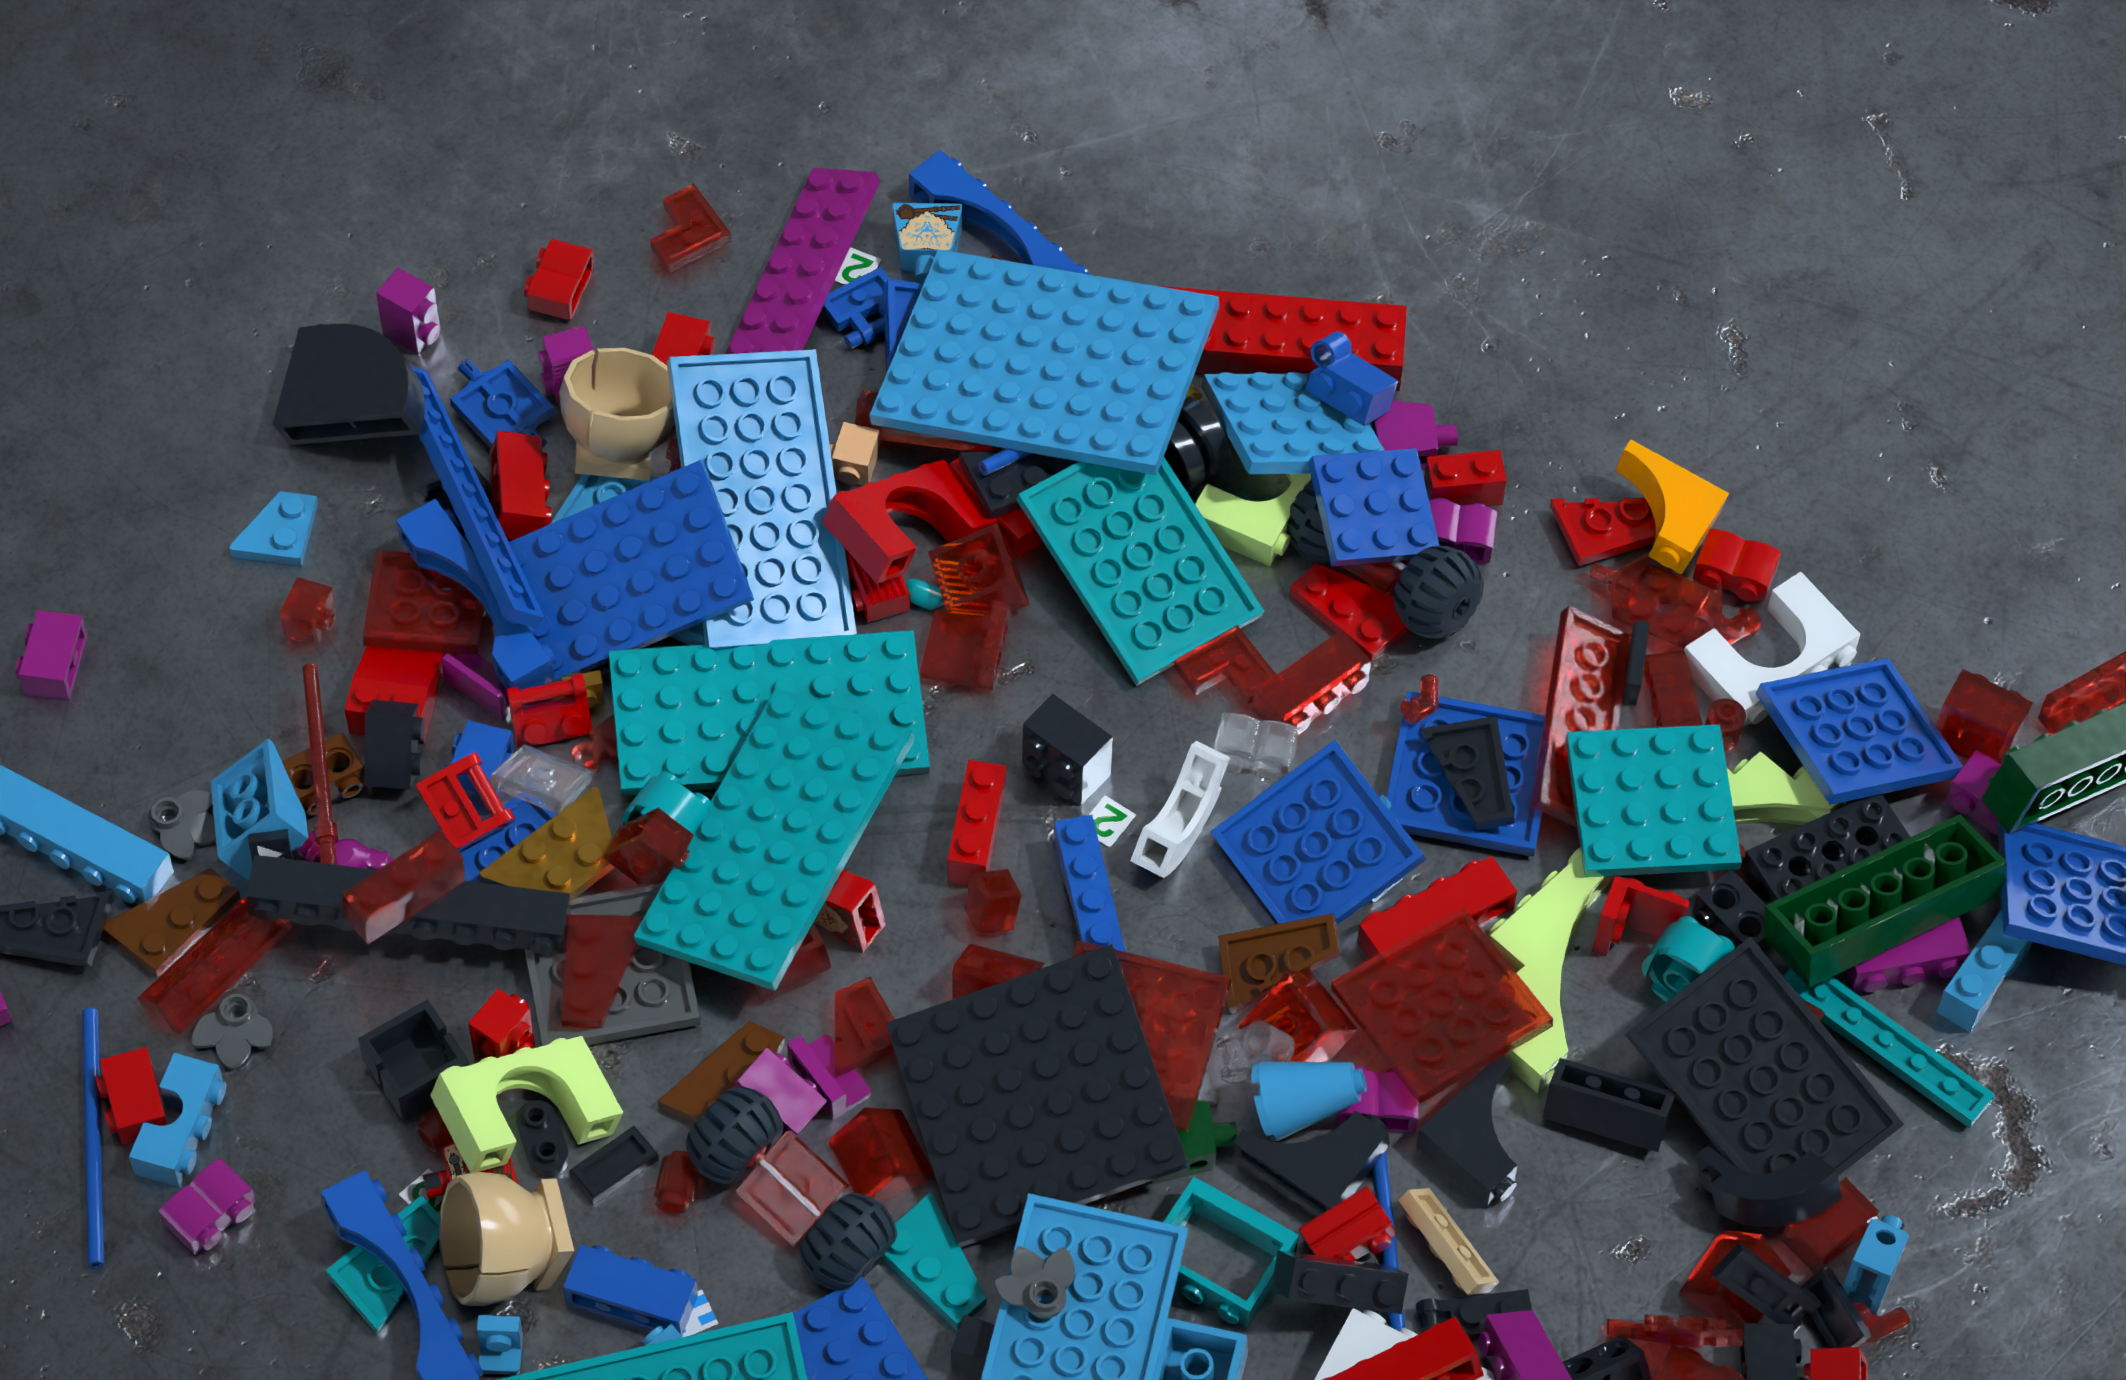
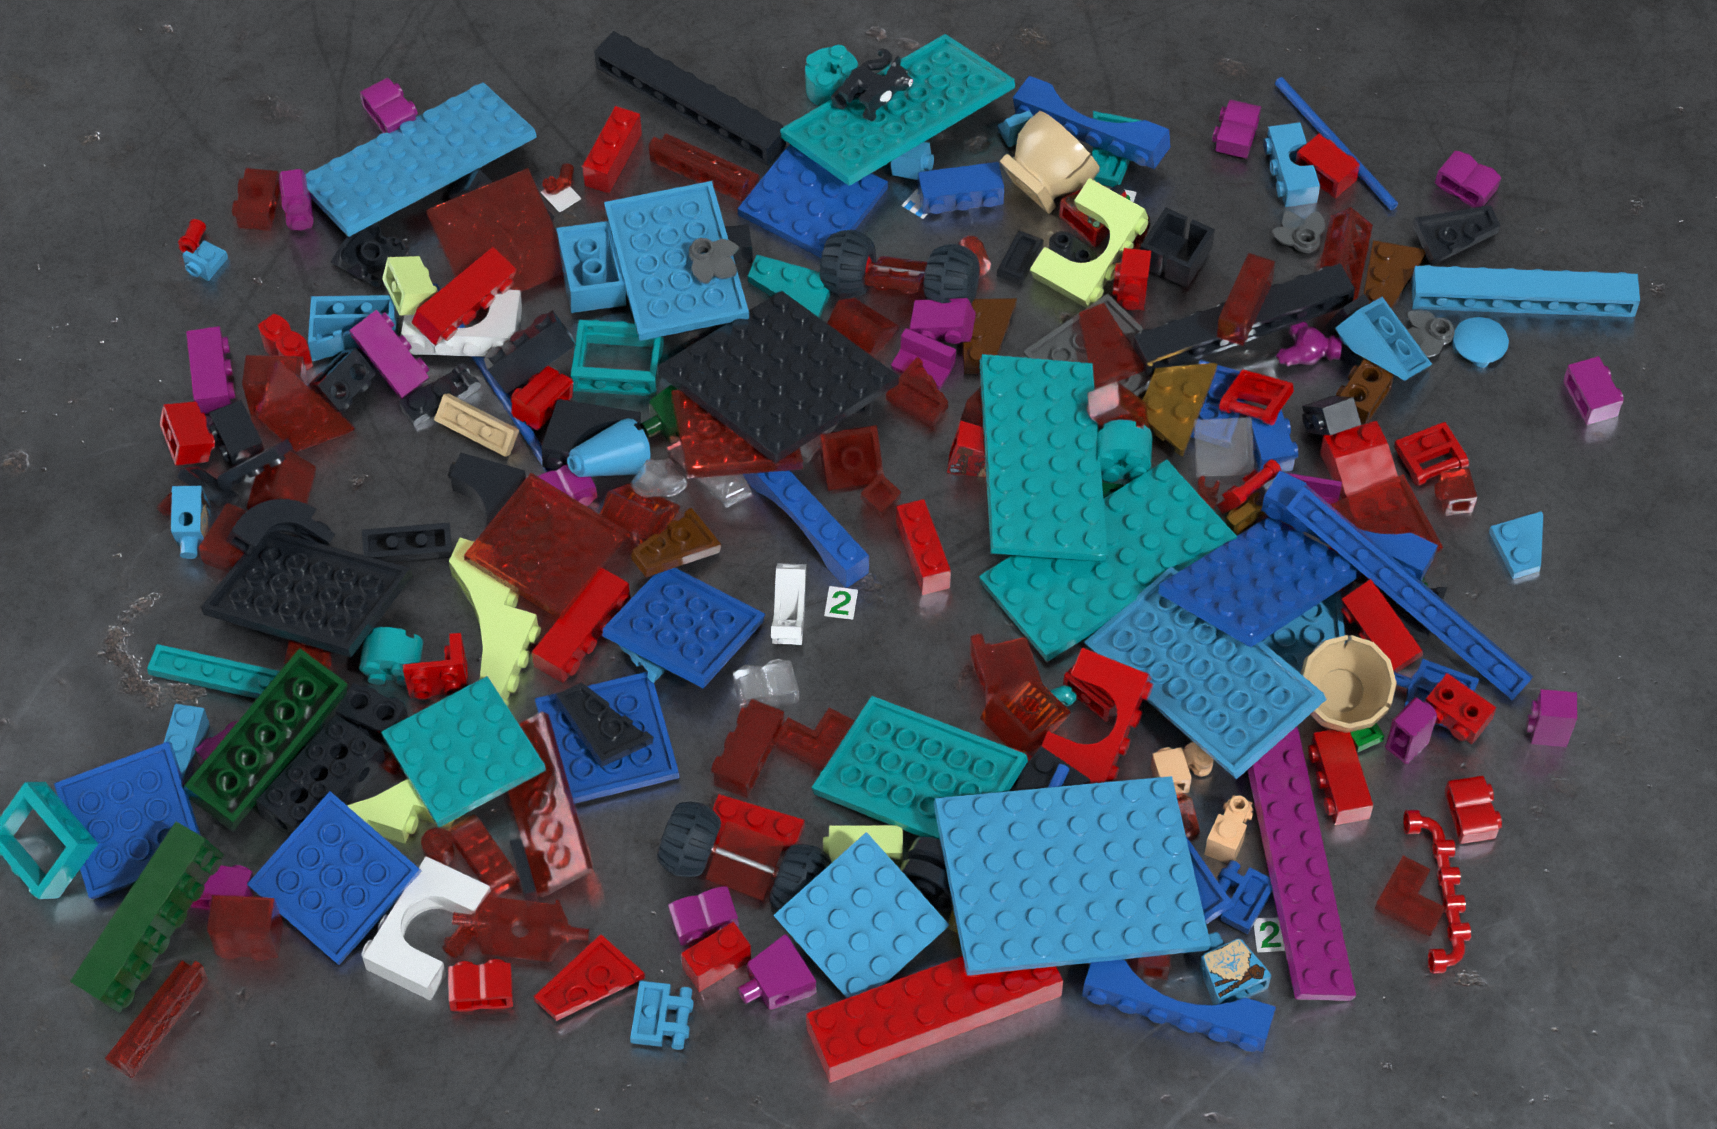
camera: 155 degrees right, 0 degrees up
(127, 784) = (1480, 340): none -> dark azure dish
(284, 681) = (1429, 445): none -> red plate
(325, 830) = (1330, 343): clear red bar -> none
(347, 387) = (1547, 642): black brick -> none
(504, 359) = (1460, 709): none -> red brick
(649, 209) = (1447, 878): none -> red bar
(843, 360) = (1229, 830): none -> light nougat brick
(1066, 750) = (889, 611): black brick -> none
(1349, 381) = (837, 964): blue hinge -> none
(1373, 506) = (765, 869): blue plate -> none
(1425, 704) = (660, 759): clear red arm -> none
(1559, 465) = (651, 1014): none -> dark azure plate
(1679, 500) = (536, 998): light orange arch -> none

